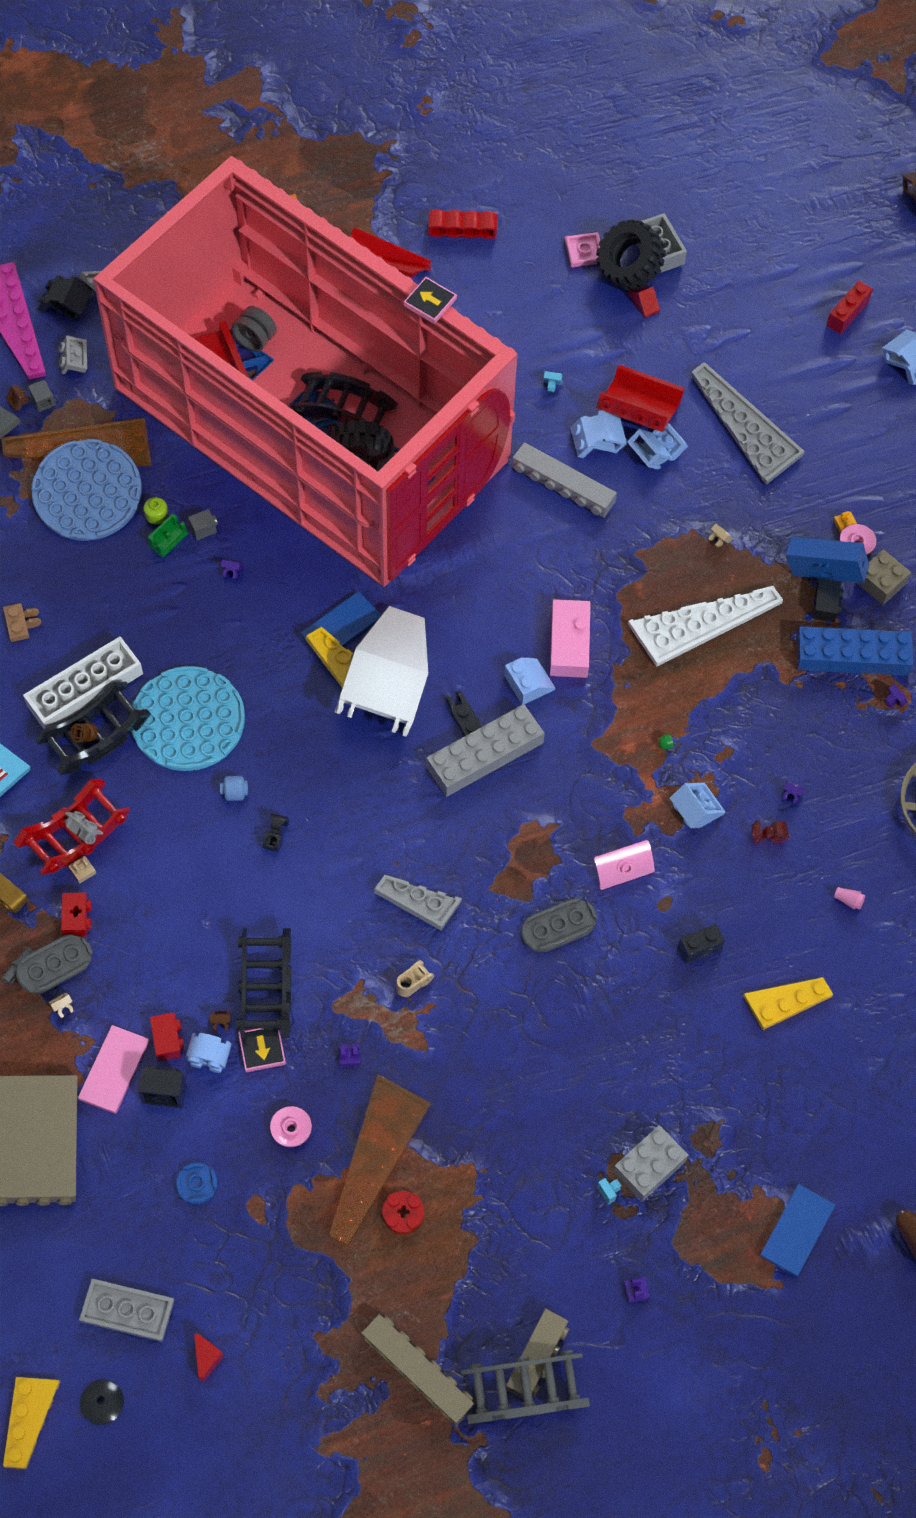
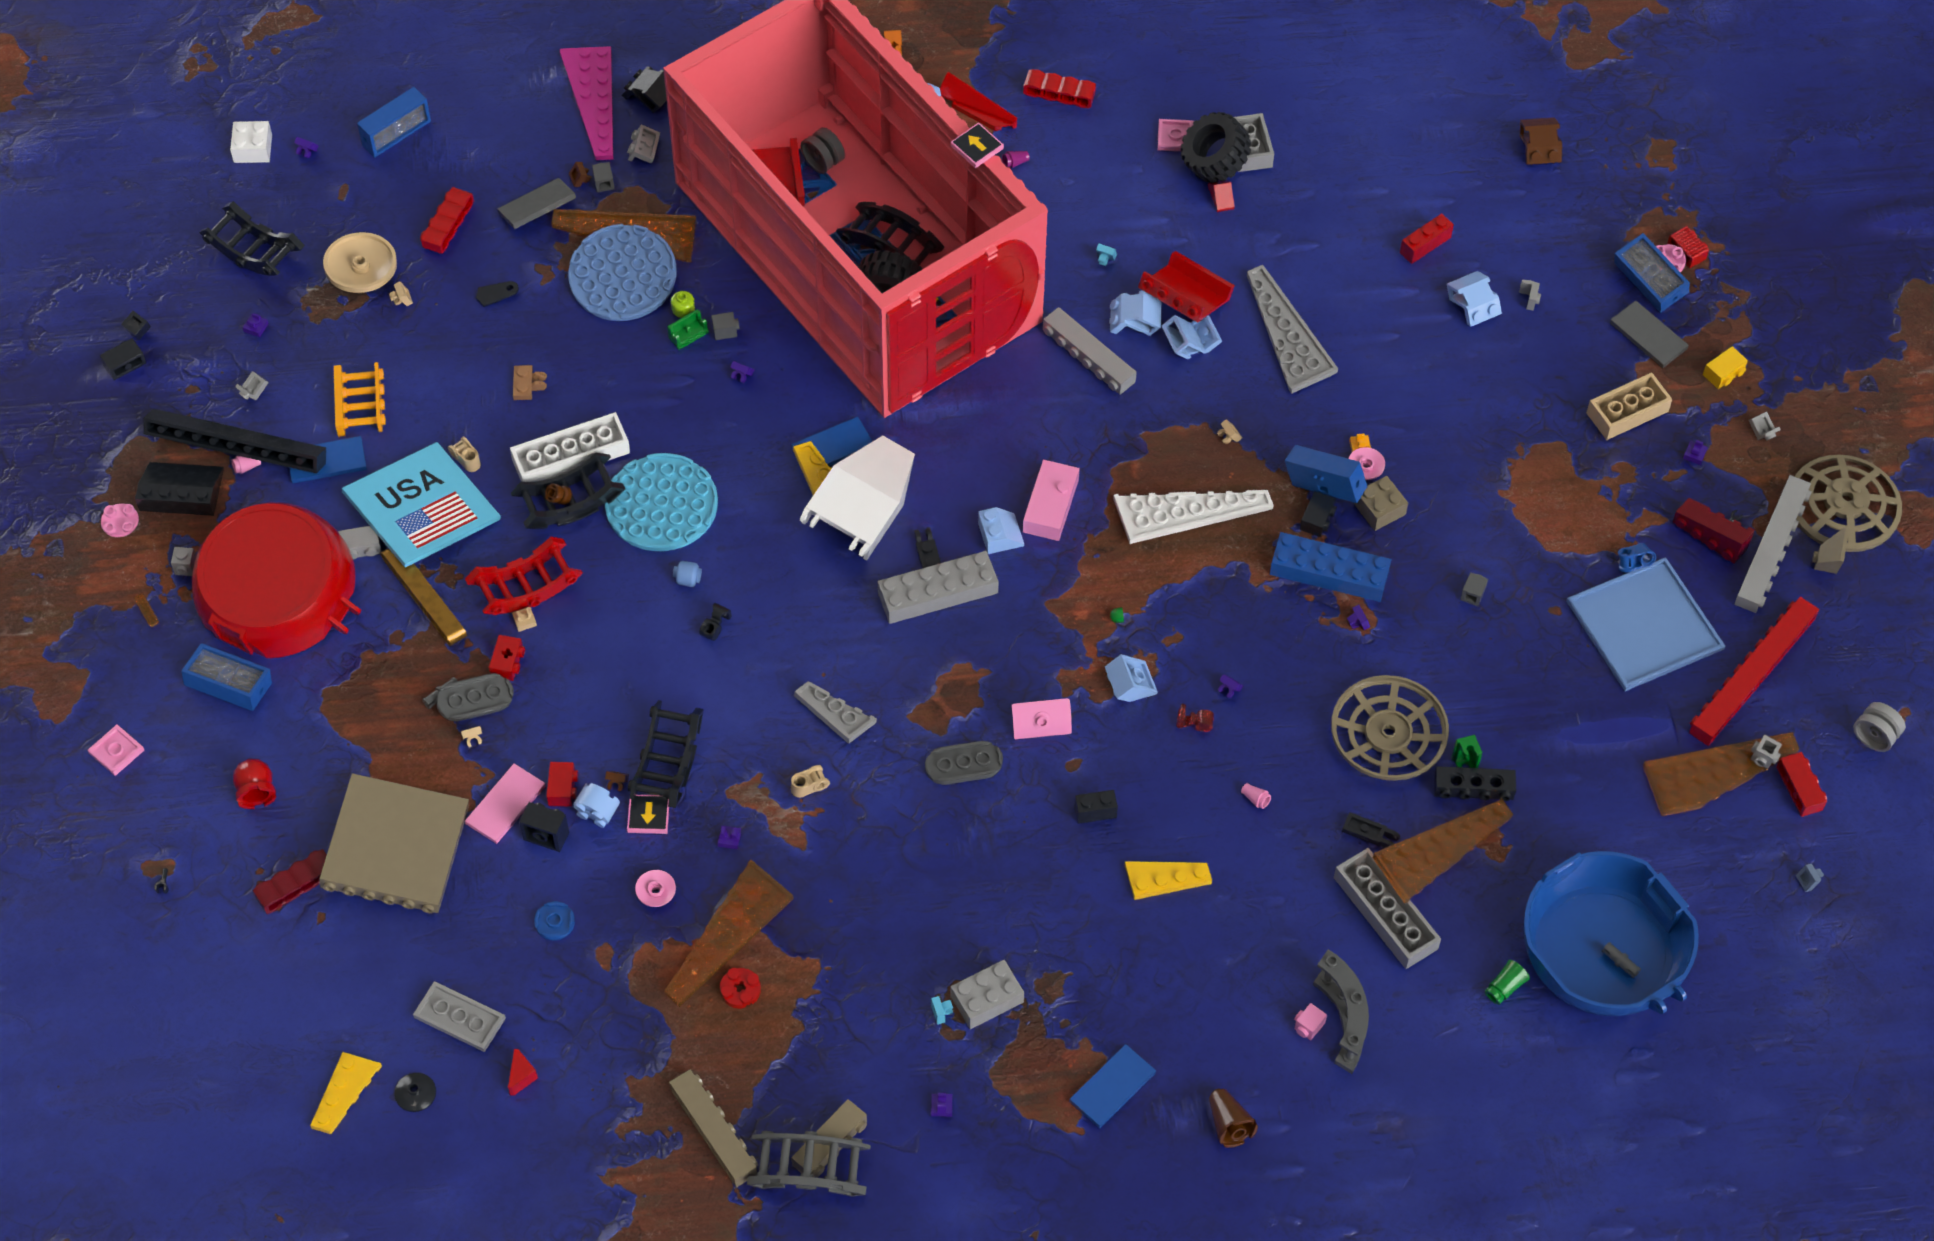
camera: 15 degrees right, 5 degrees down
(78, 822) = (531, 577): light grey hinge -> none

